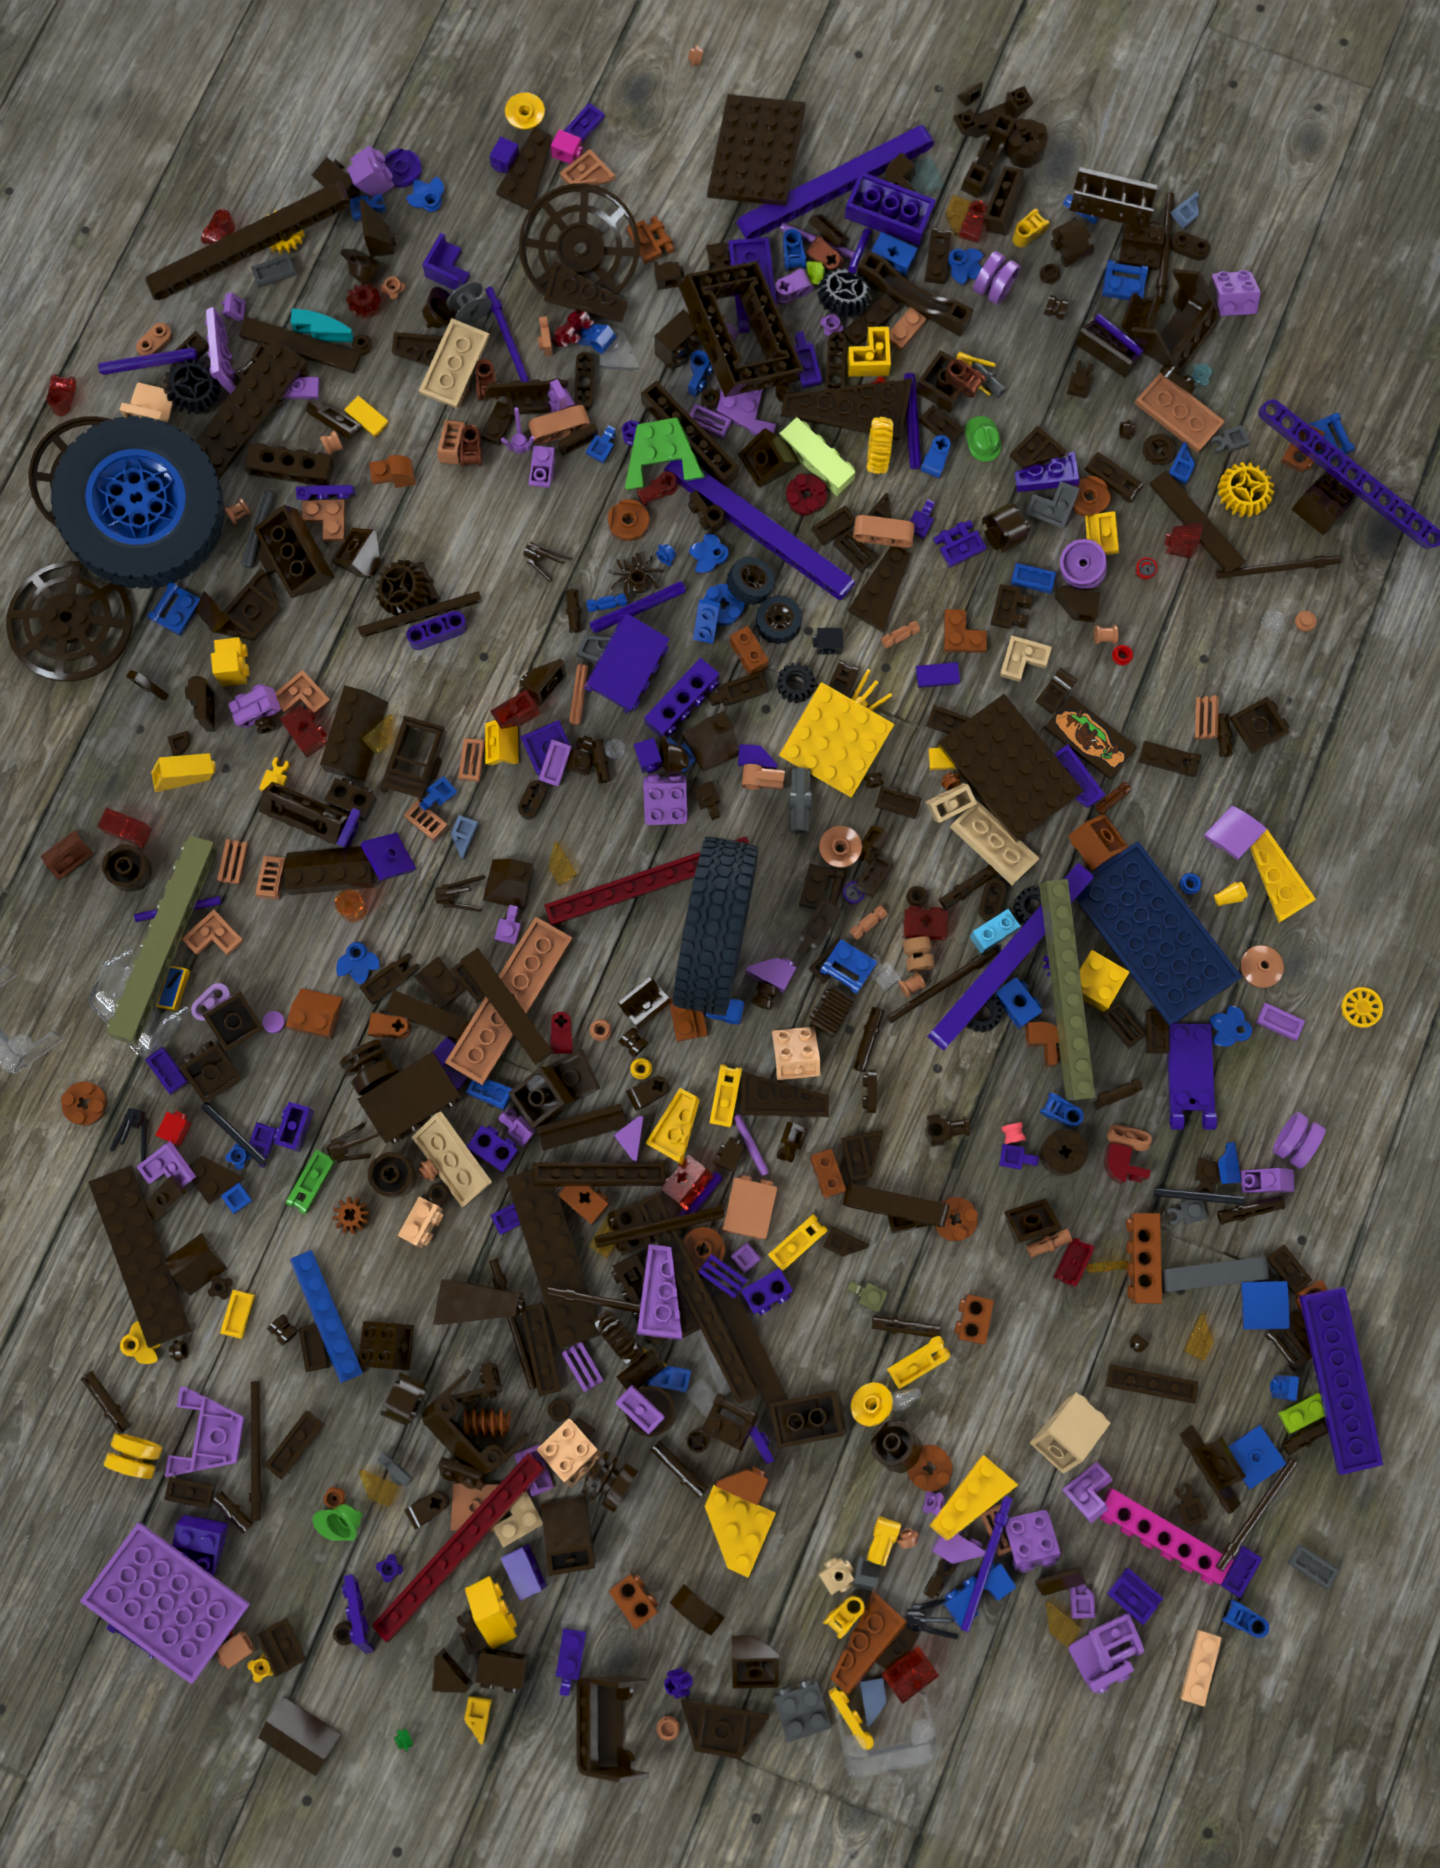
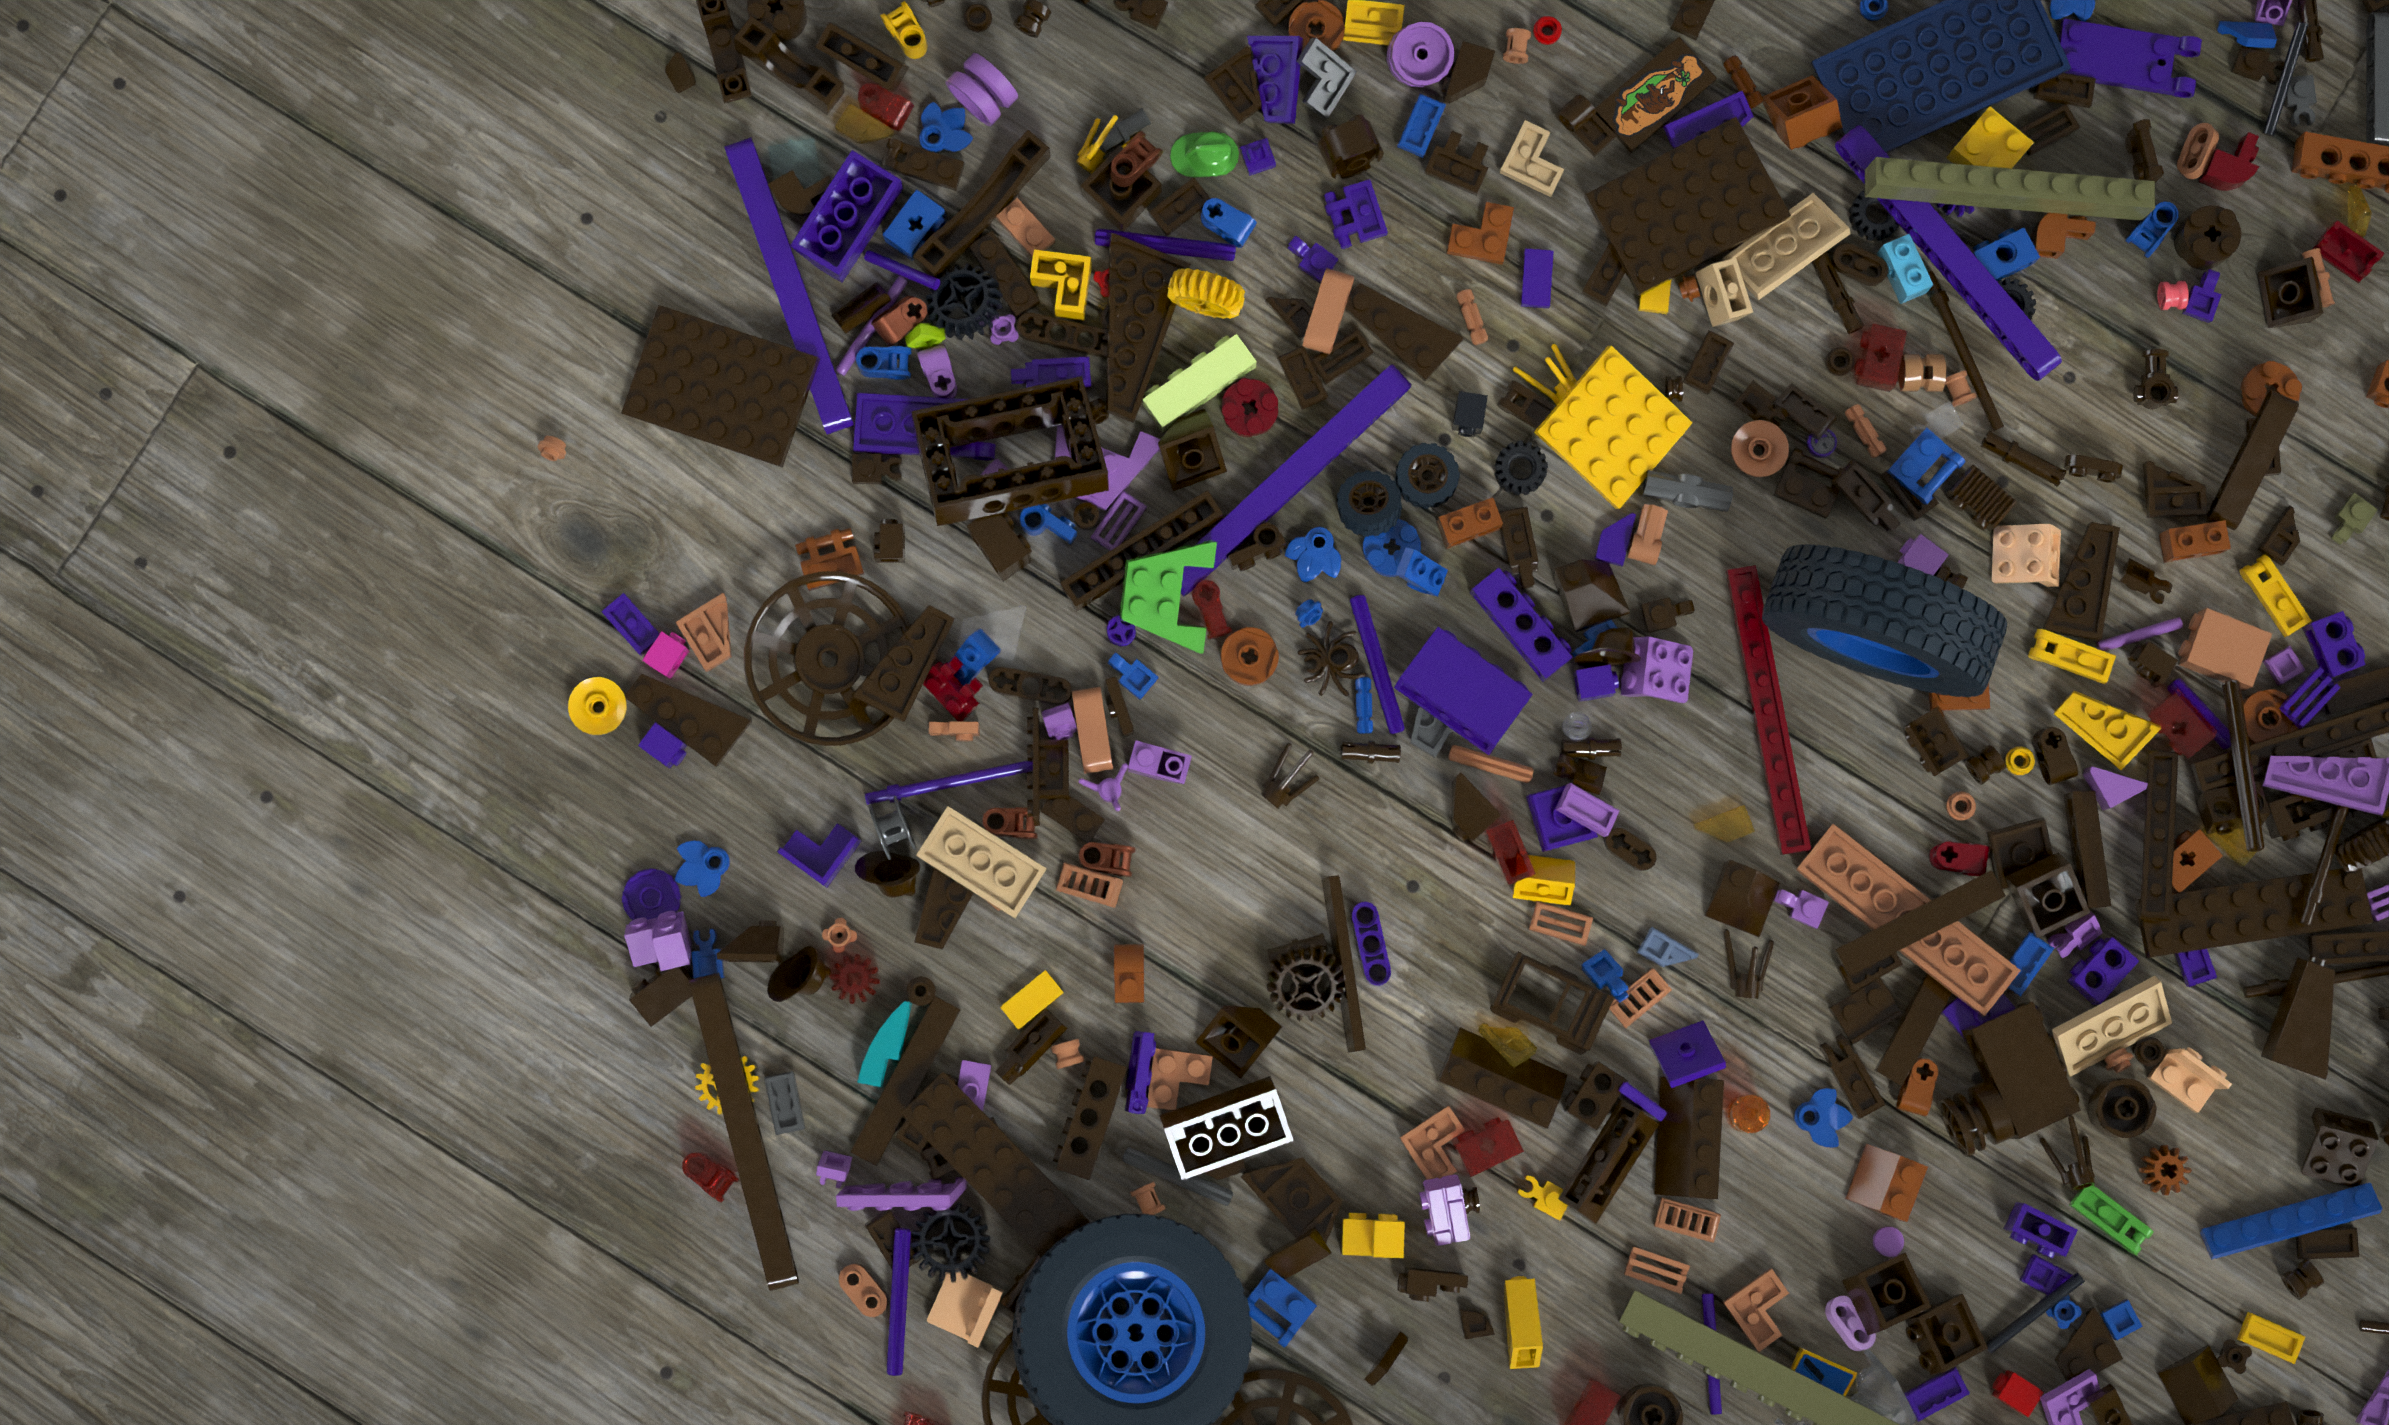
camera: 80 degrees left, 5 degrees up
(988, 473) = (1257, 156): none -> dark purple tile

